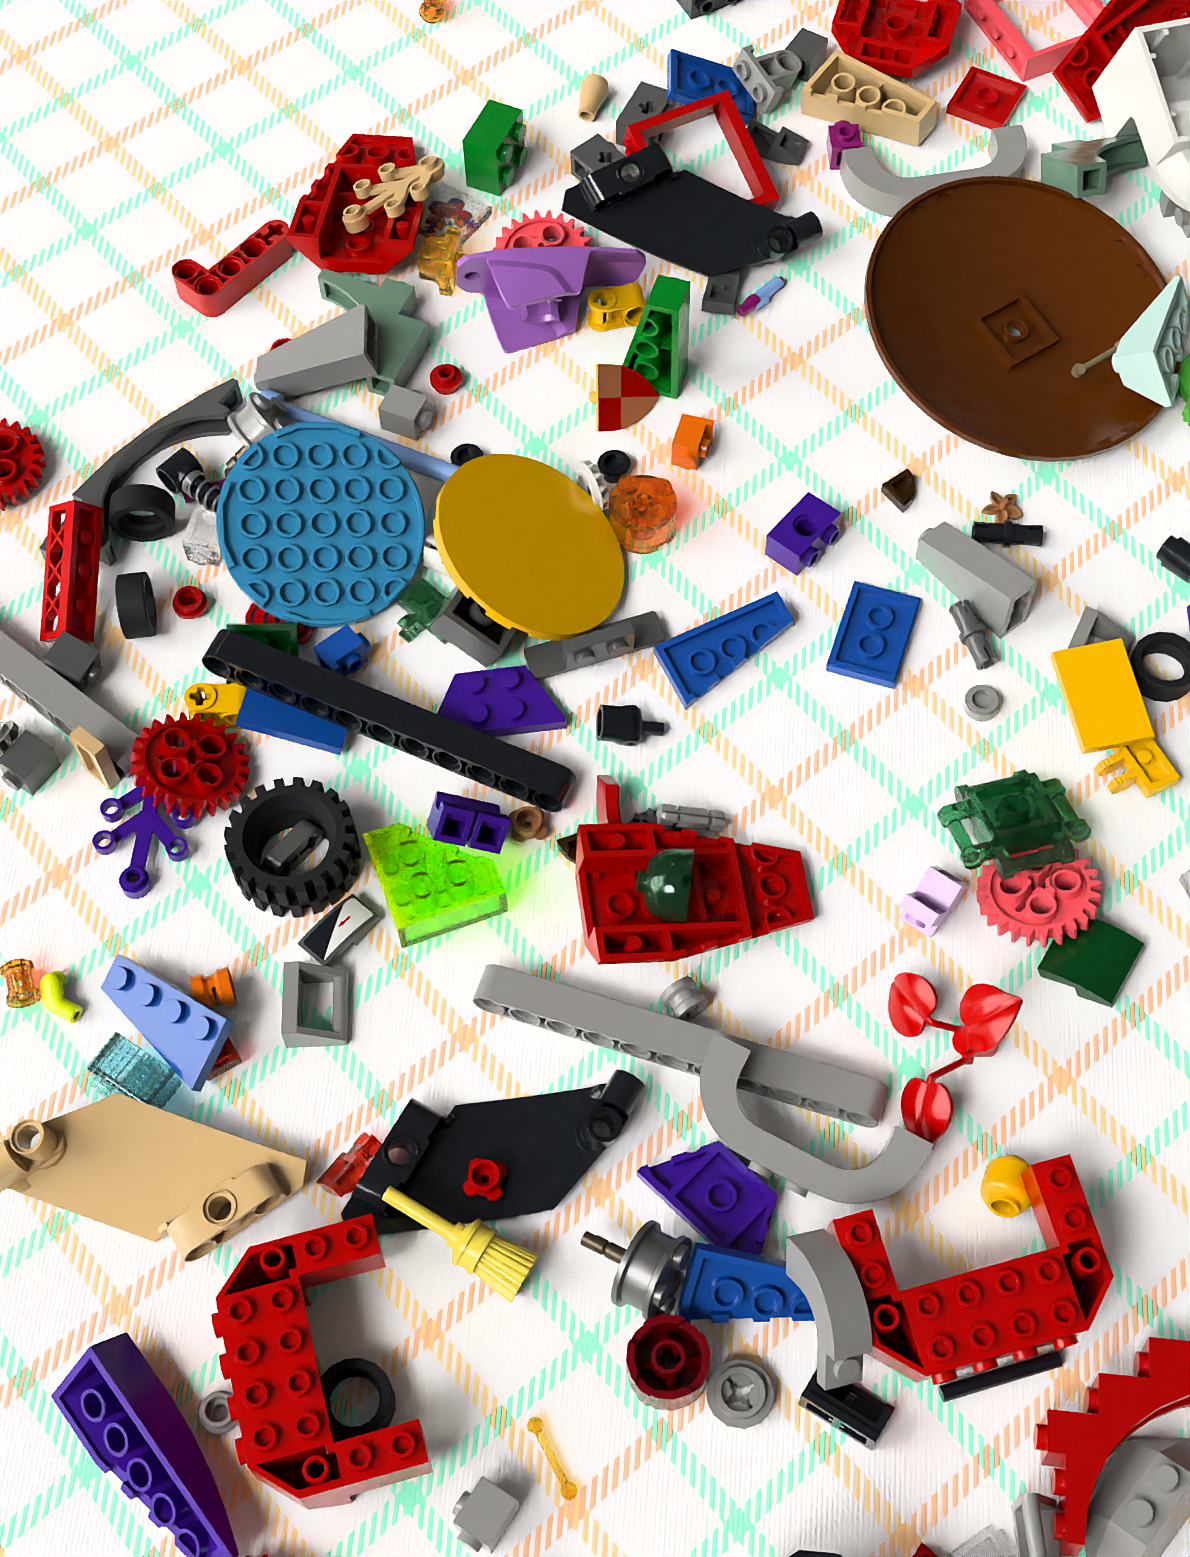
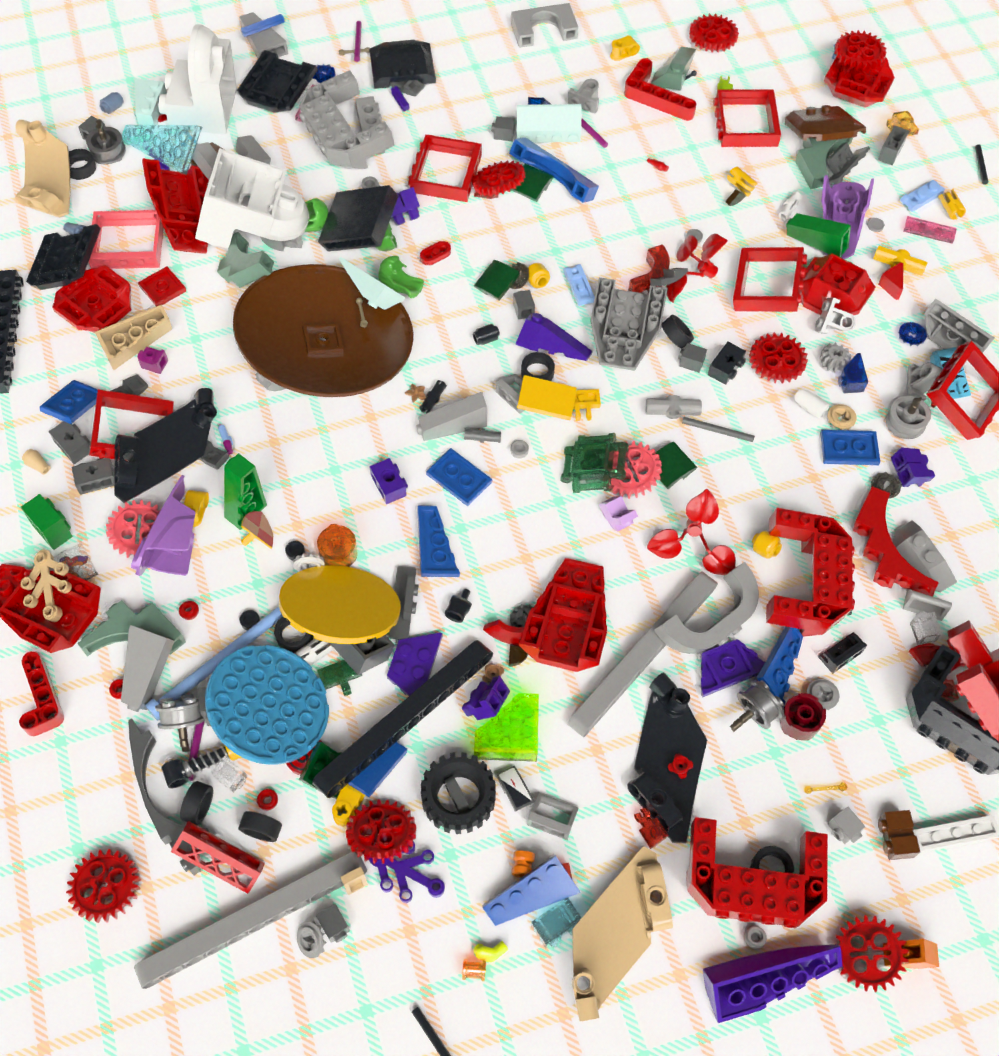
camera: 70 degrees left, 0 degrees up
(74, 661) = (278, 875): dark grey brick -> none
(343, 651) = (347, 727): blue brick -> none
(405, 412) = (202, 638): light grey brick -> none
(439, 258) = (108, 579): clear yellow brick -> none
(473, 1246) = (718, 780): light yellow piece -> none
(667, 884) = (568, 617): clear green cylinder -> none
(684, 999) = (623, 639): light grey wheel -> none
(691, 441) = (303, 507): orange brick -> none
(691, 817) = (527, 596): light grey axle -> none
(767, 75) = (84, 372): light grey pin -> none
(811, 50) = (78, 350): dark grey brick -> none
(837, 1303) = (806, 627): light grey arch -> none
(888, 193) = (196, 356): light grey arch -> none
(900, 490) = (382, 430): dark brown tile -> none

